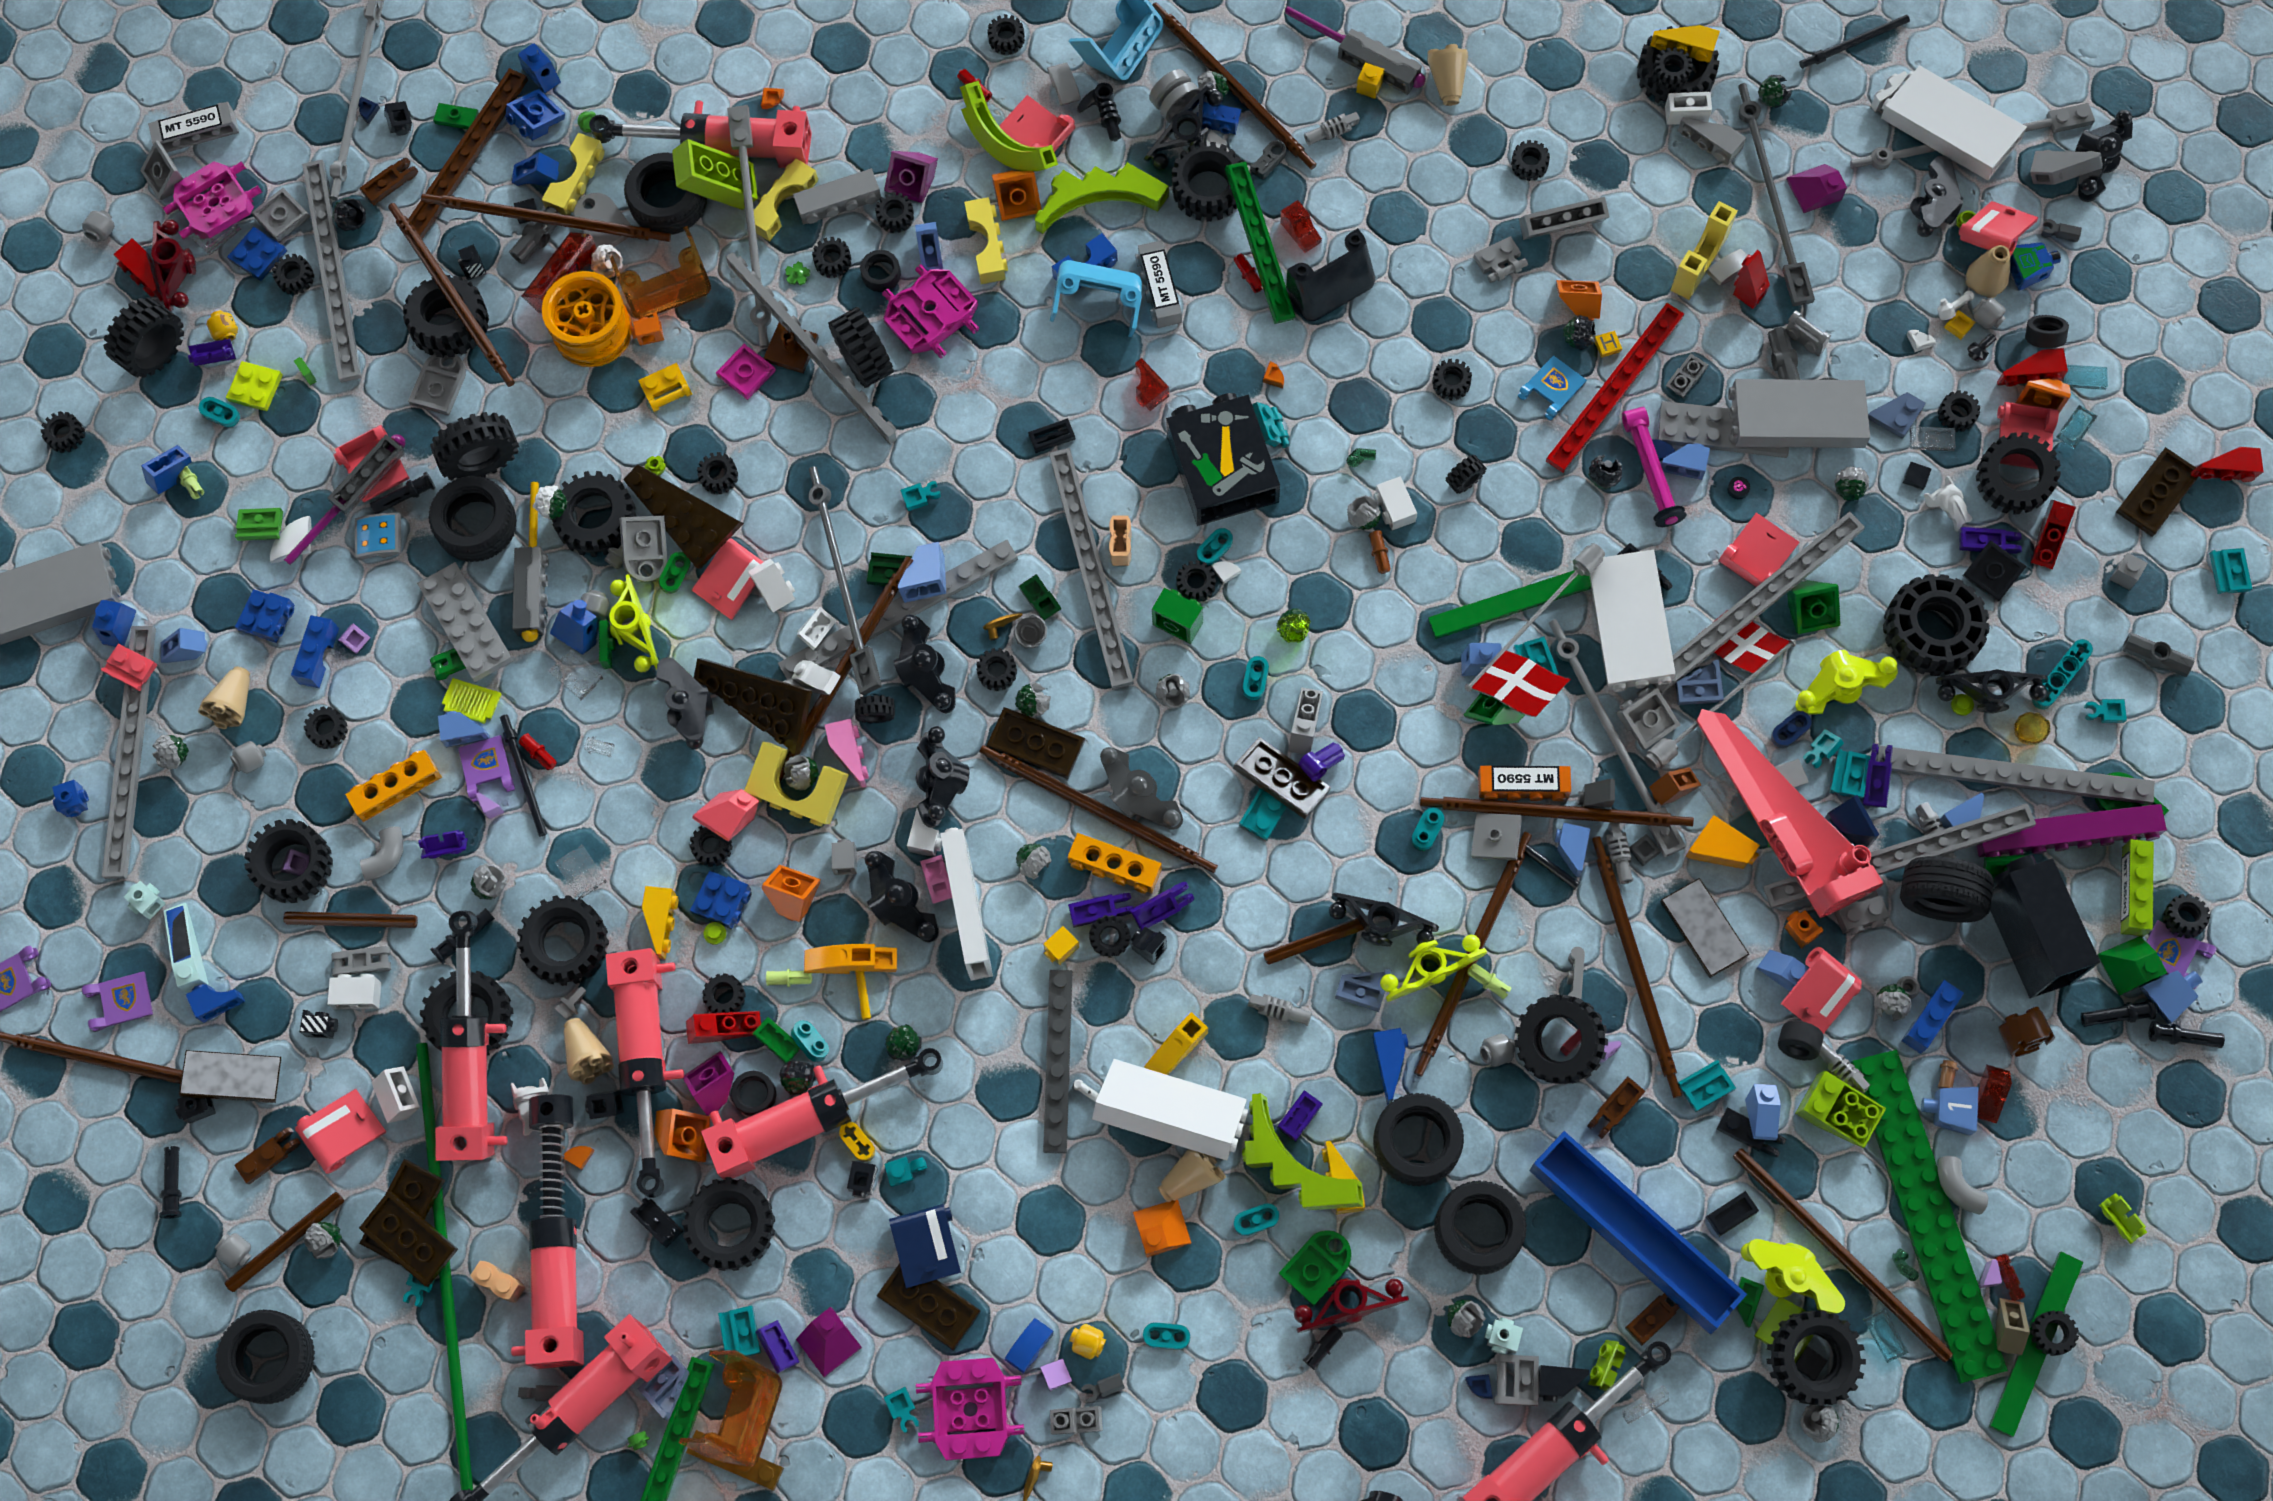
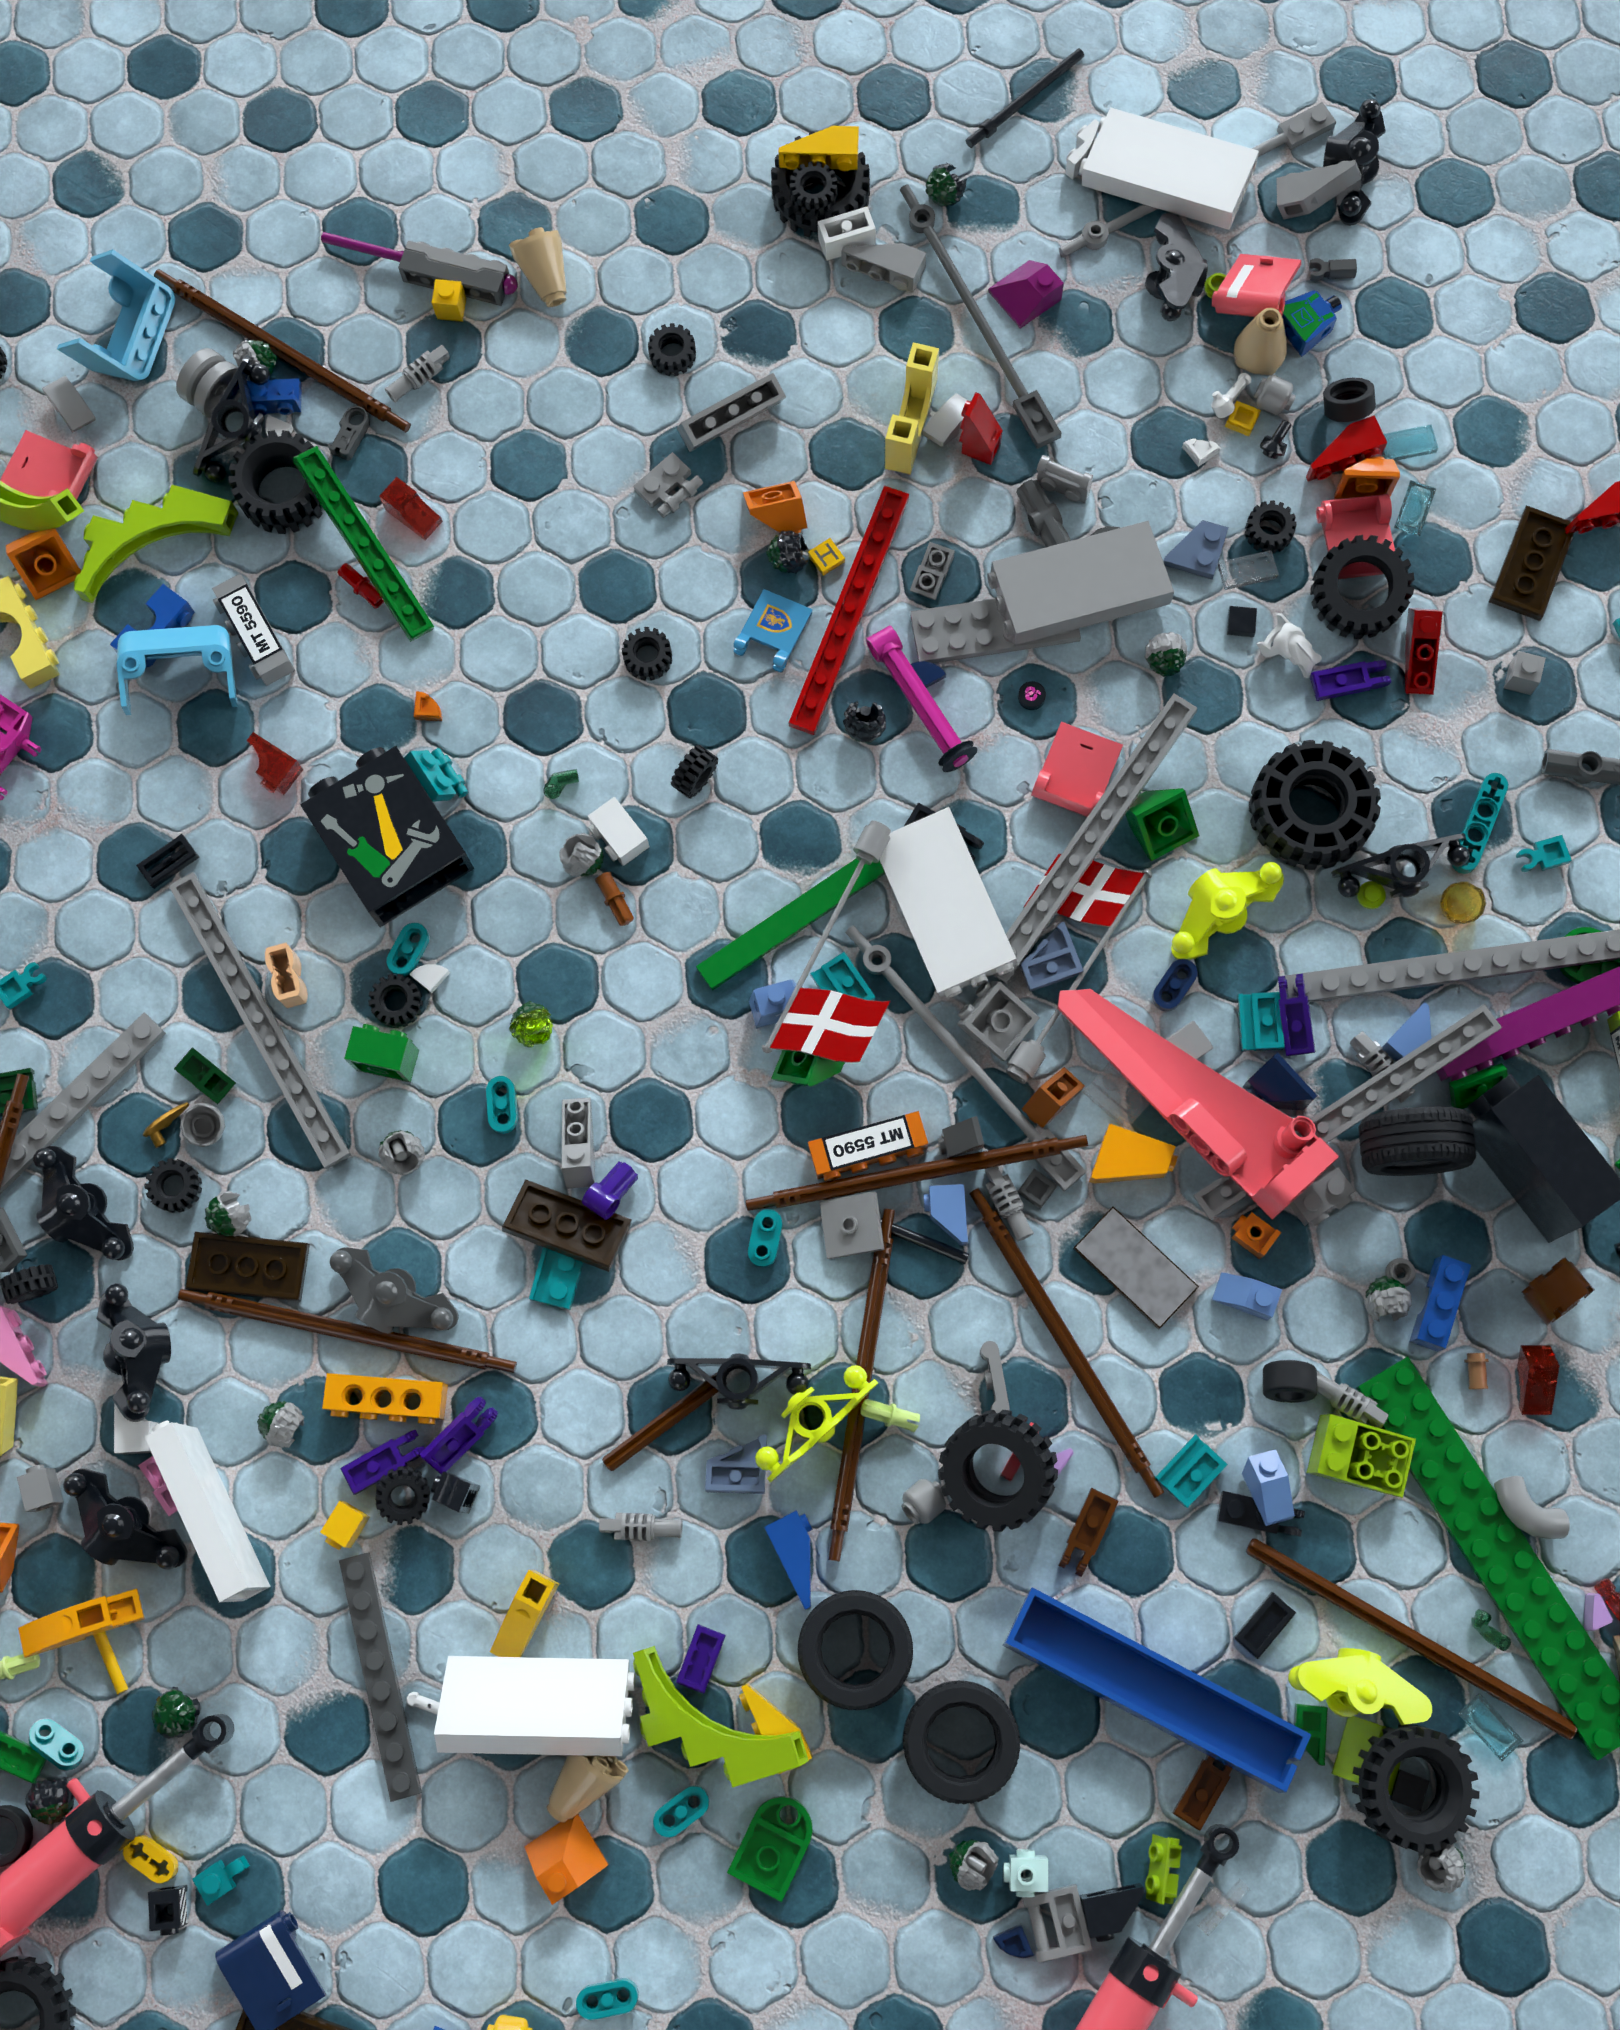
camera: 15 degrees left, 5 degrees up
(925, 574) = (50, 1088): medium blue slope -> none
(1107, 107) = (131, 421): black piece -> none
(1323, 1347) = (807, 1953): black axle -> none
(1333, 284) = (469, 570): black windscreen -> none
(1393, 1288) = (772, 1920): dark red piece -> none
(1687, 461) = (961, 679): medium blue slope -> none
(1823, 746) = (1221, 995): teal plate -> none
(1823, 989) = (1299, 1310): coral door -> none
(1954, 1109) = (1496, 1412): medium blue torso -> none
(1994, 571) = (1365, 716): black plate -> none

